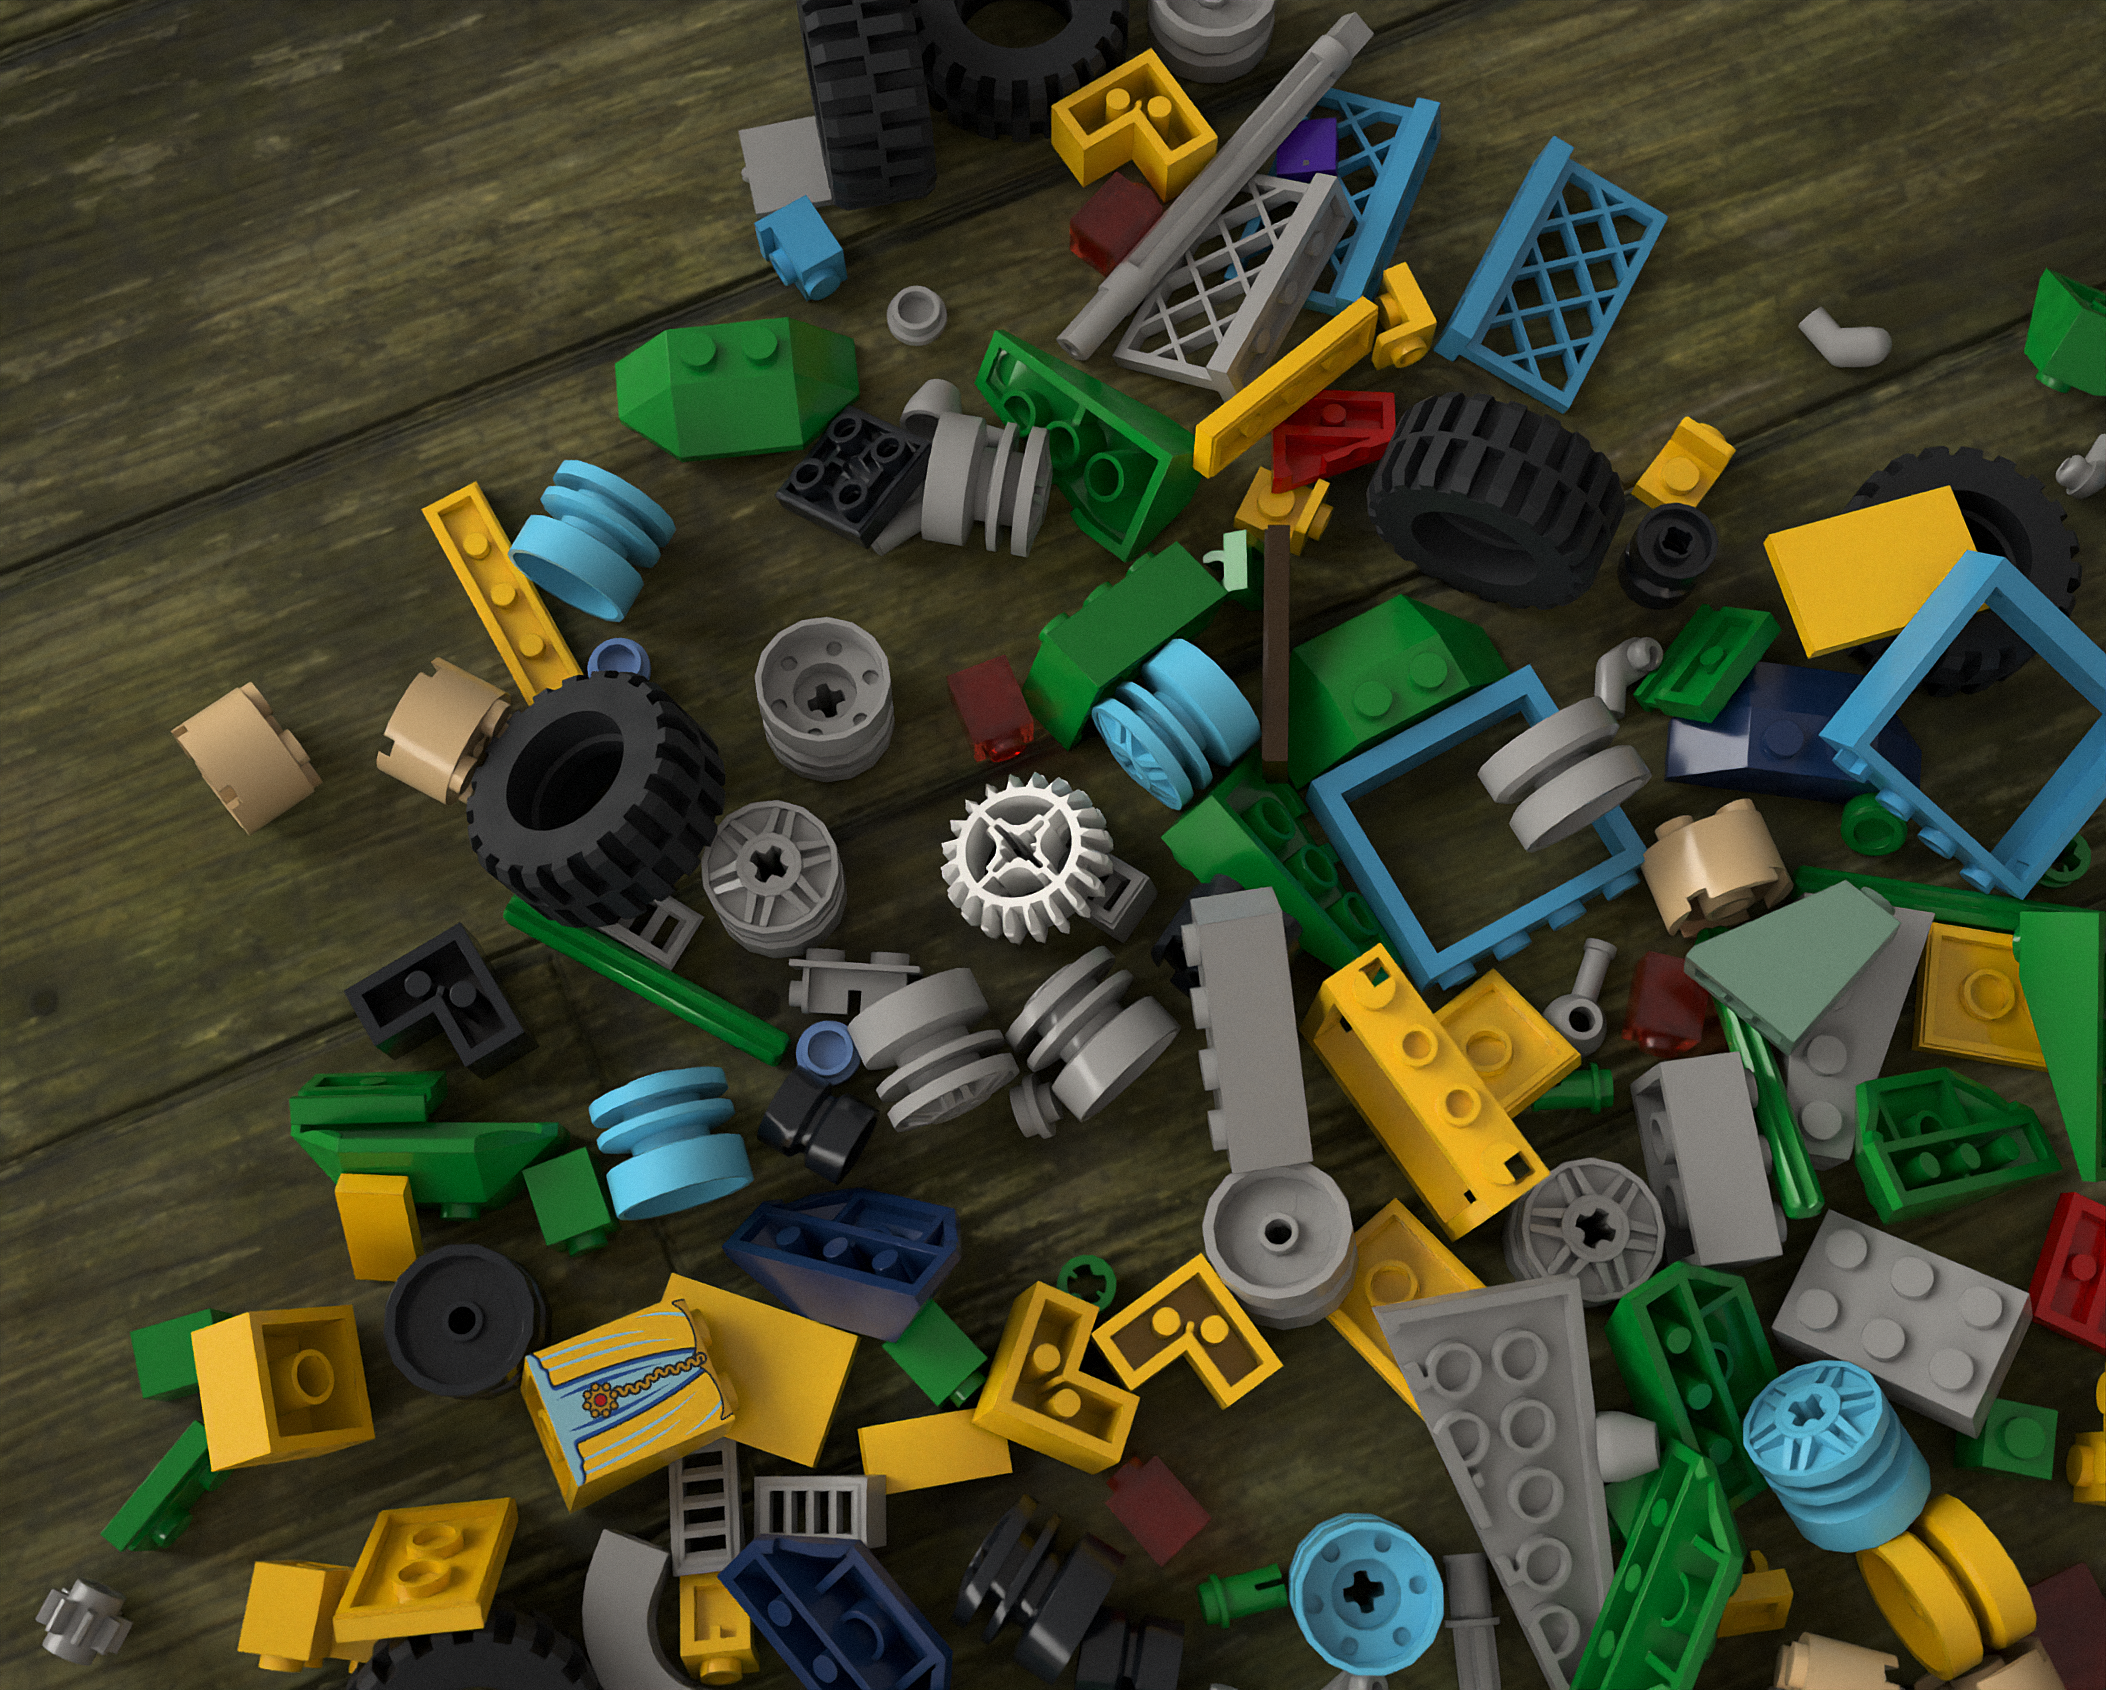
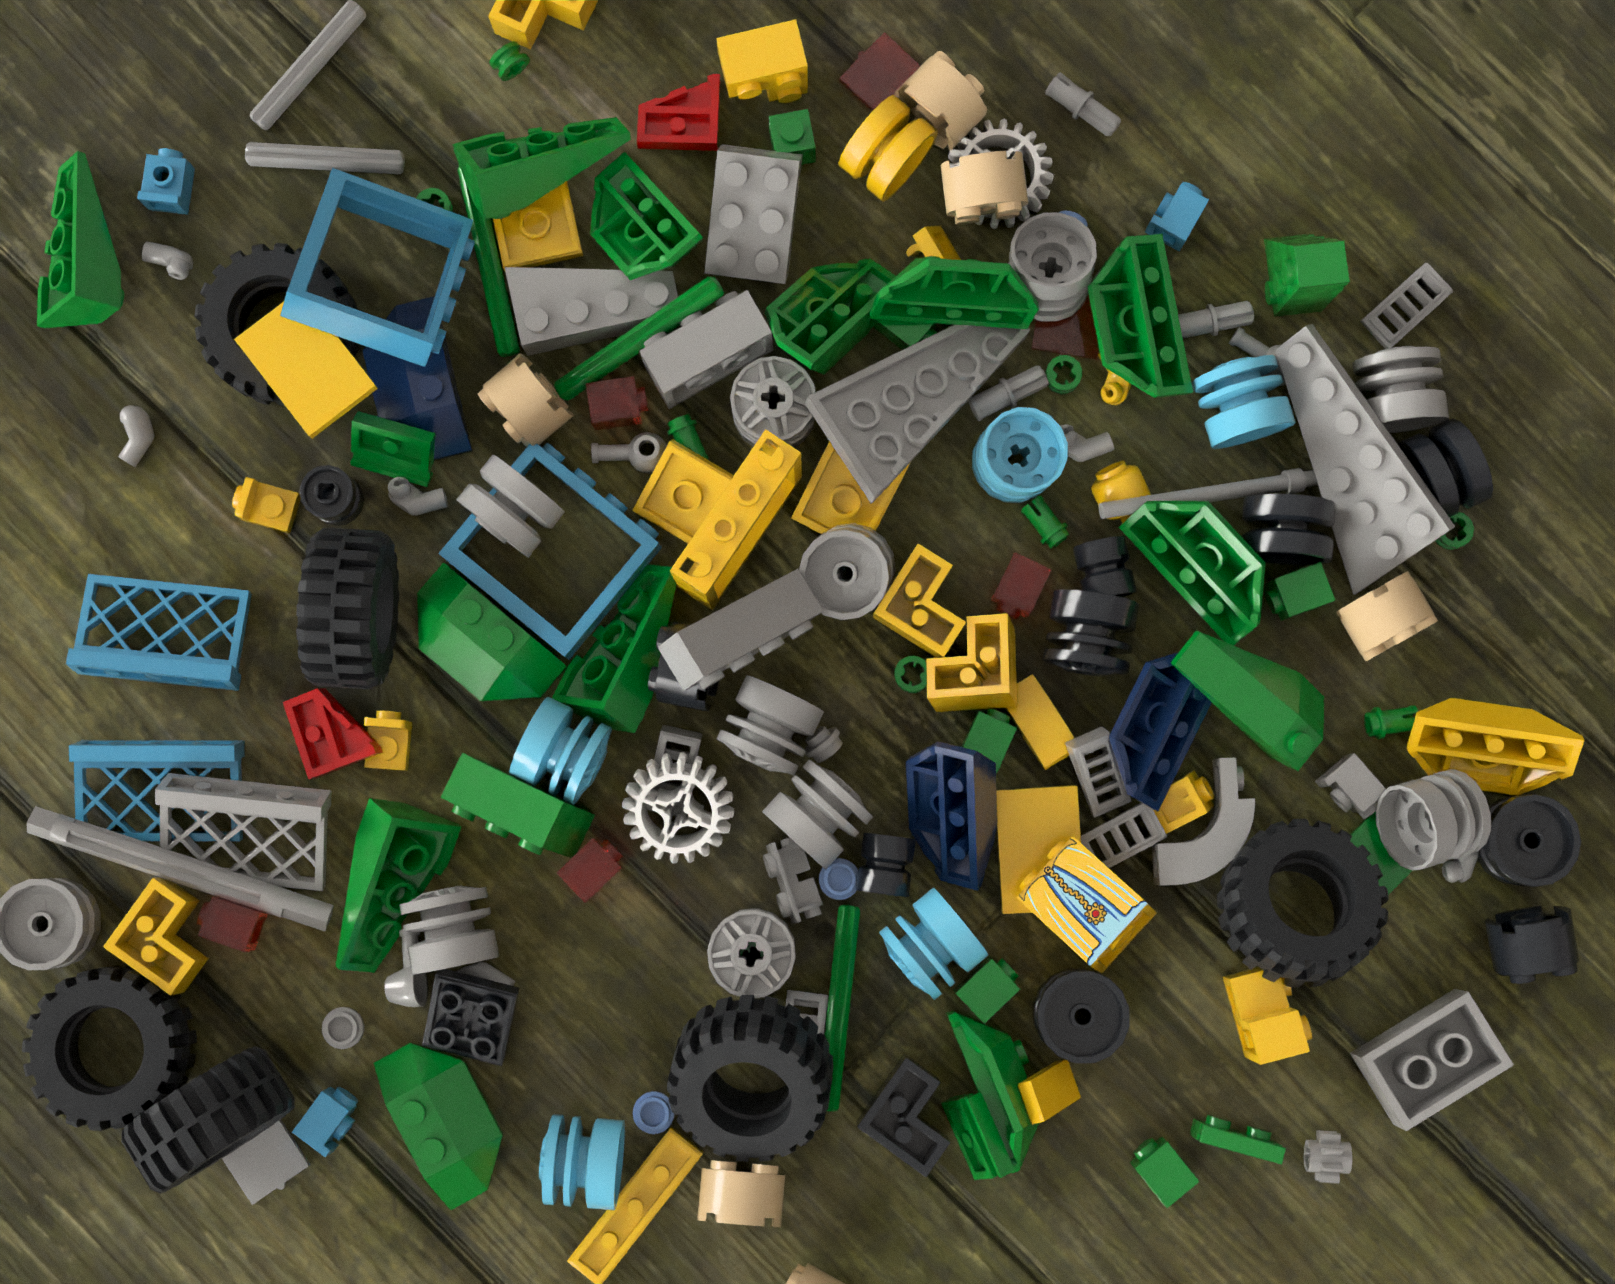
camera: 110 degrees left, 10 degrees up
(282, 1386) = (1160, 1102): yellow brick -> none
(427, 1570) = (1222, 970): yellow tile -> none
(820, 667) = (605, 965): light grey wheel -> none
(1242, 568) = (438, 749): green tile -> none
(1276, 655) = (490, 708): dark brown tile -> none
(1284, 387) = (311, 768): yellow tile -> none
(1309, 150) = (132, 817): dark purple tile -> none
(1405, 317) = (222, 716): yellow bracket -> none
(1626, 1446) = (884, 341): light grey bar -> none
(1795, 961) = (571, 335): sand green slope -> none
(1837, 1456) = (842, 226): medium azure wheel -> none
(1870, 827) = (461, 321): green tile -> none

